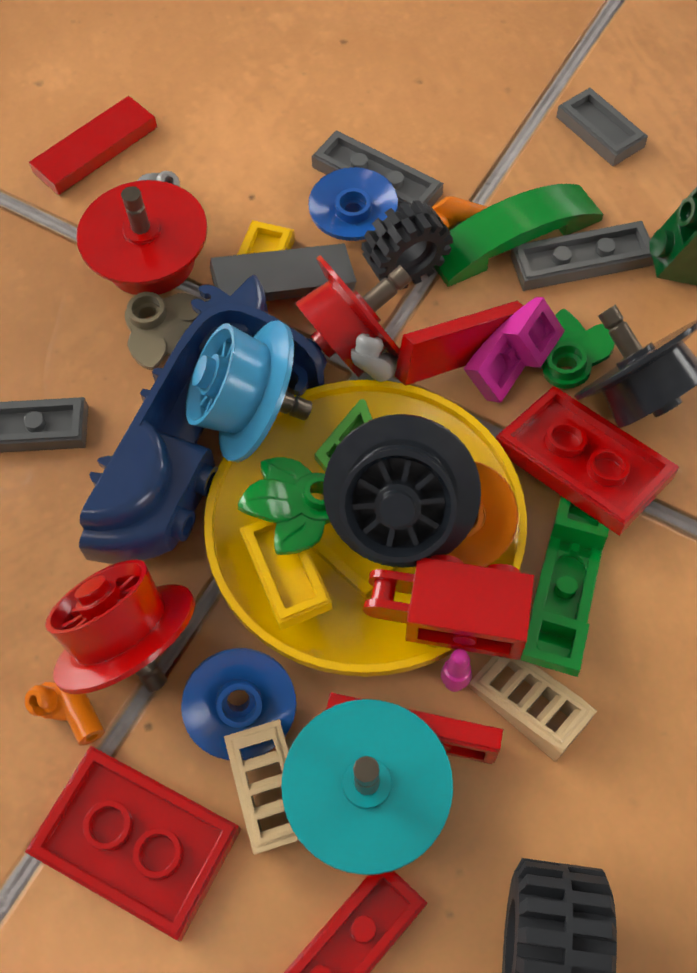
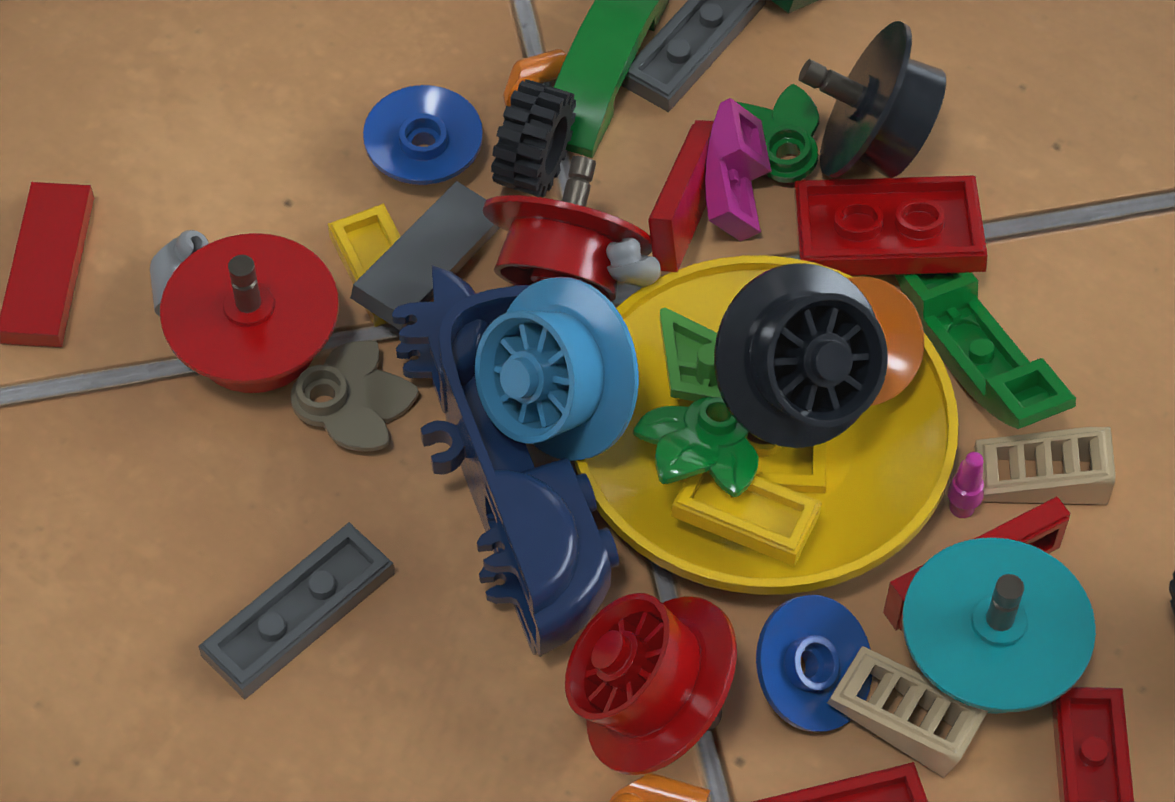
camera: 45 degrees left, 5 degrees down
(345, 152) = (351, 92): dark grey tile -> none
(457, 605) = (932, 419): red brick -> none

